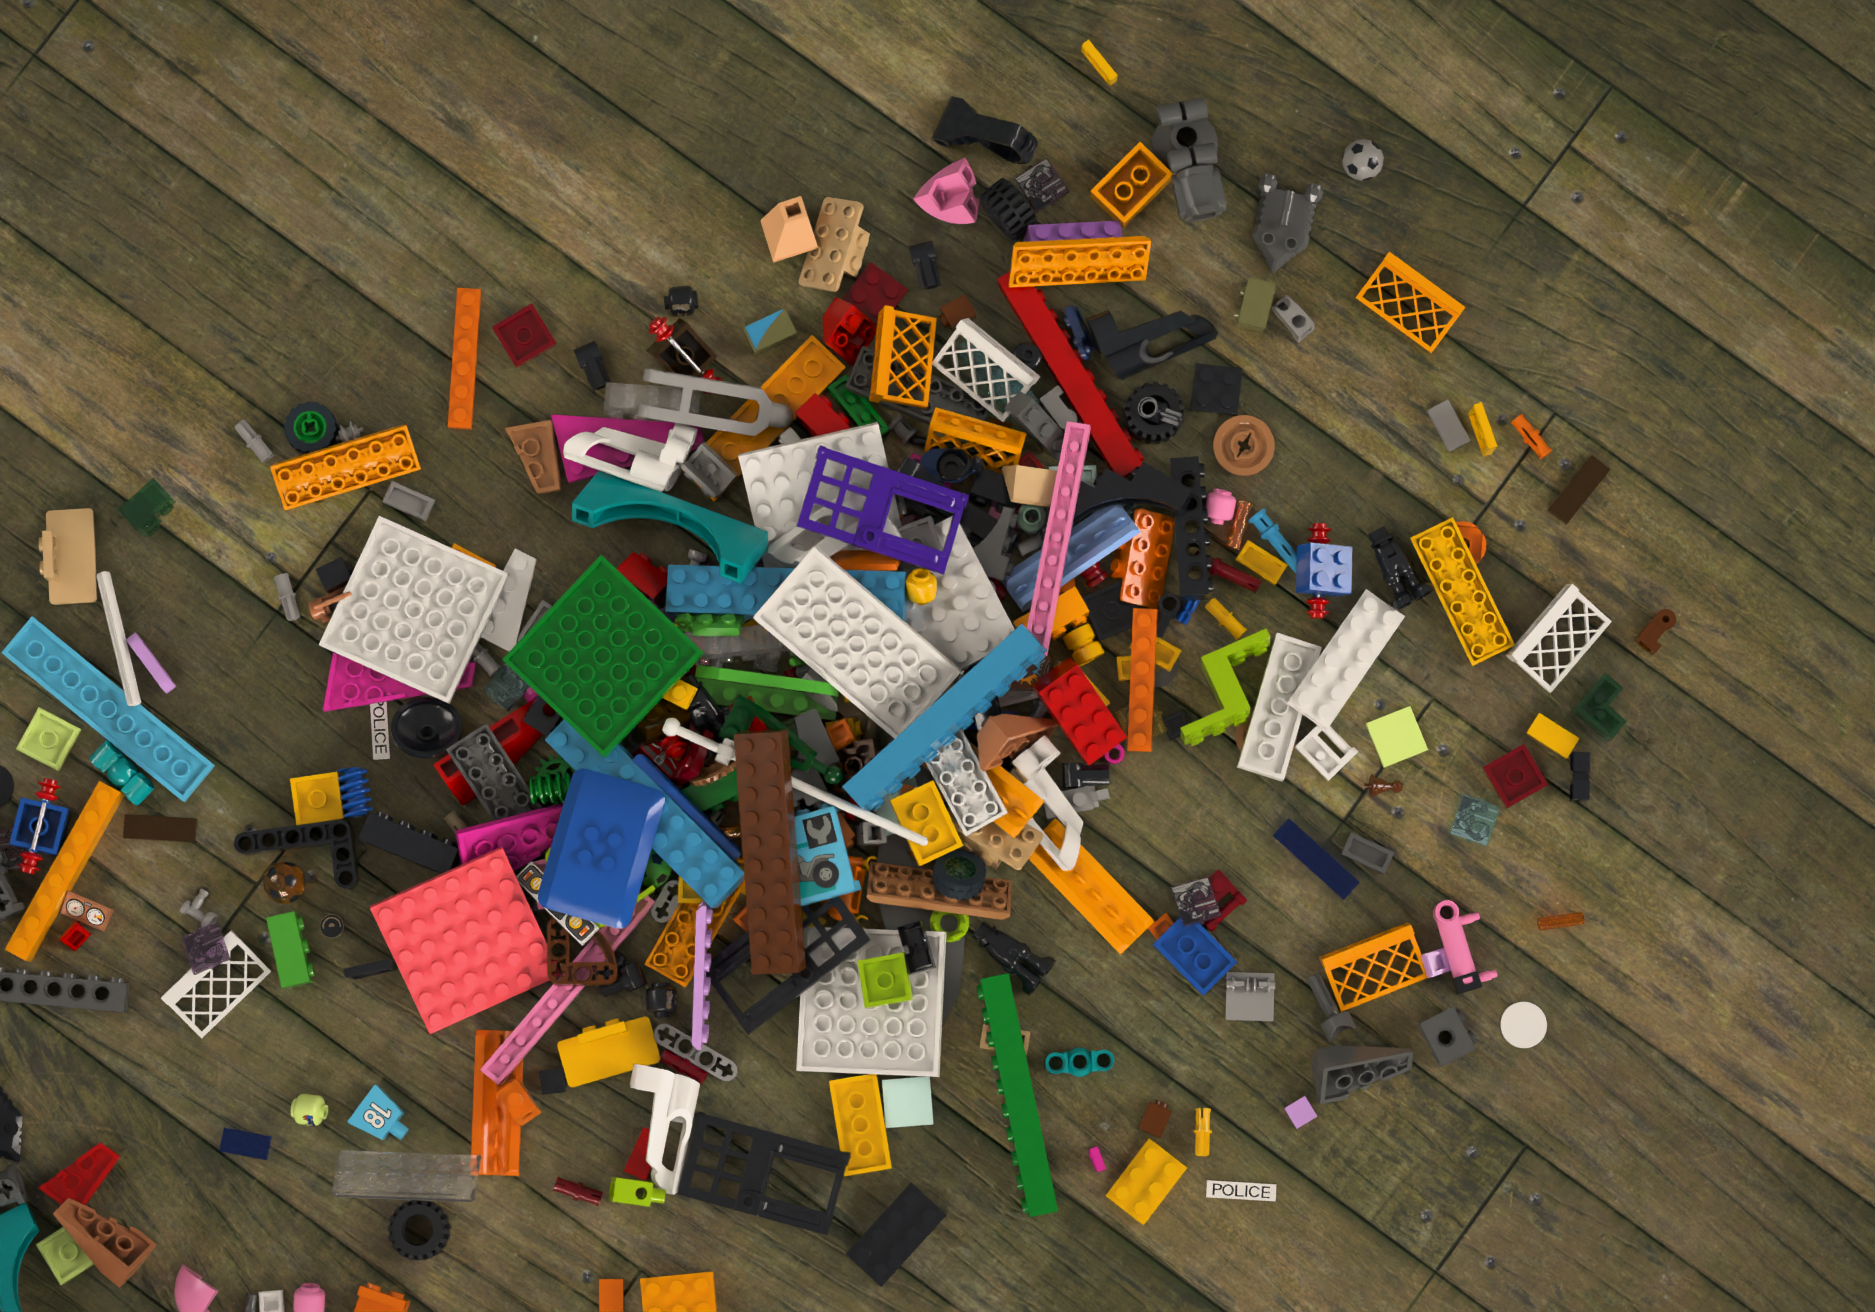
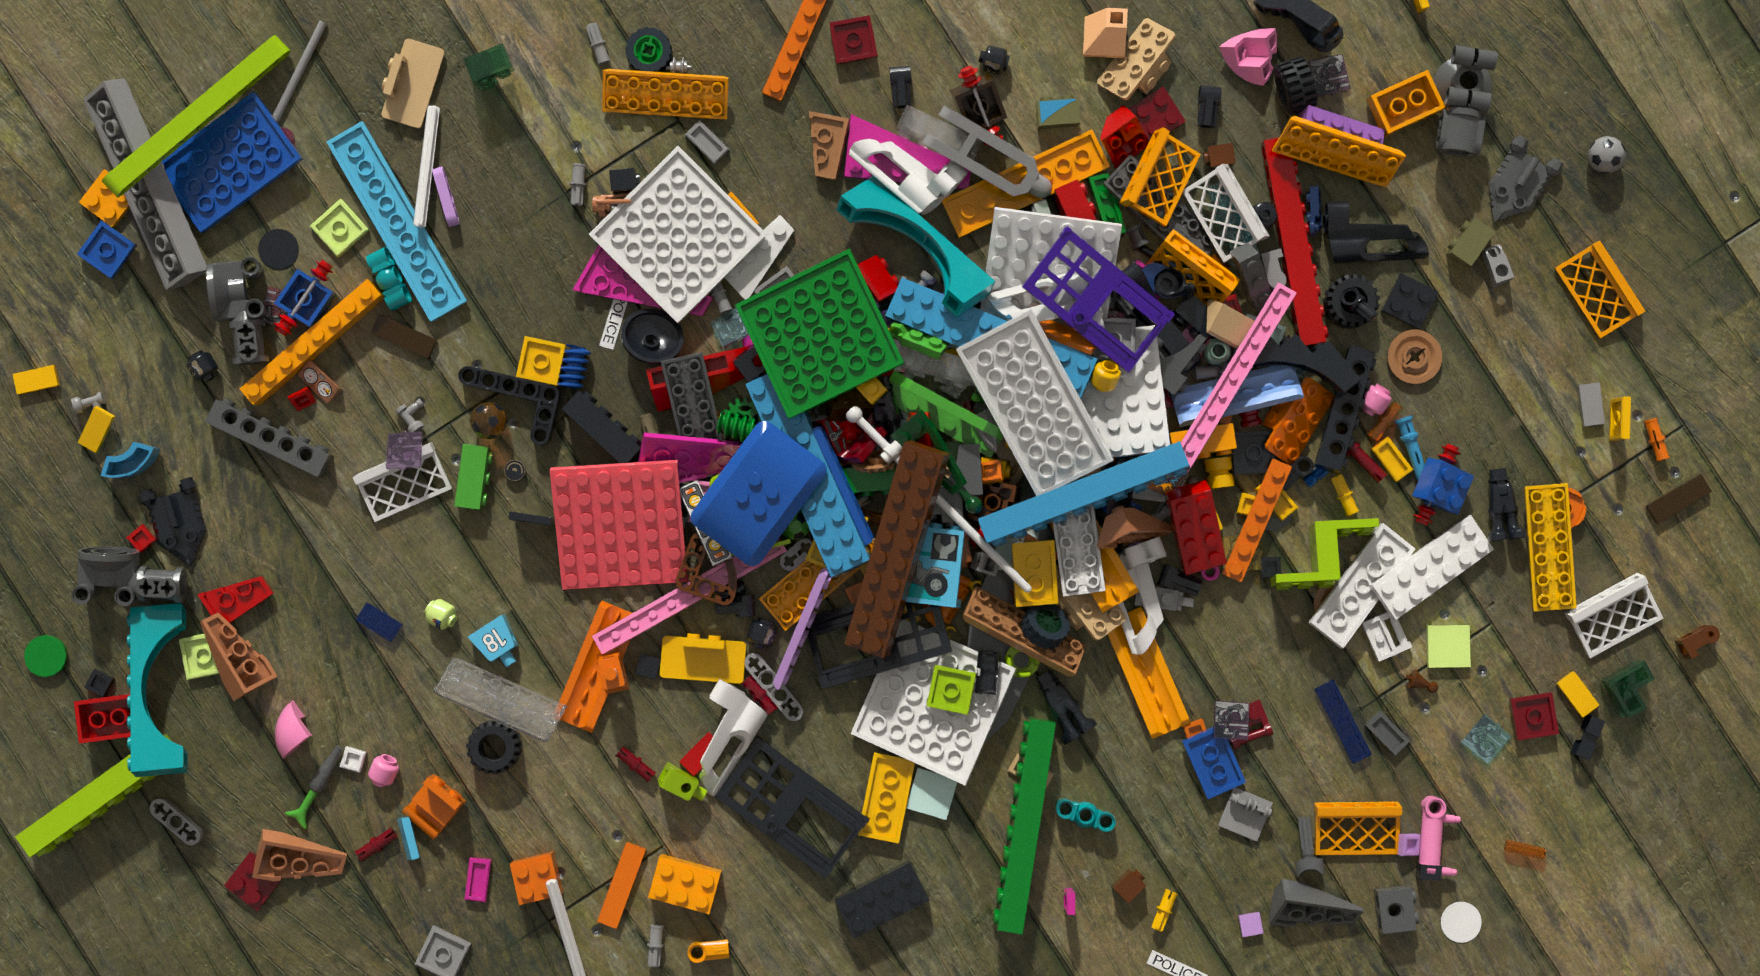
camera: 20 degrees right, 5 degrees up
(709, 471) = (964, 211): light grey bracket -> none
(1146, 1181) = (1102, 932): yellow plate -> none

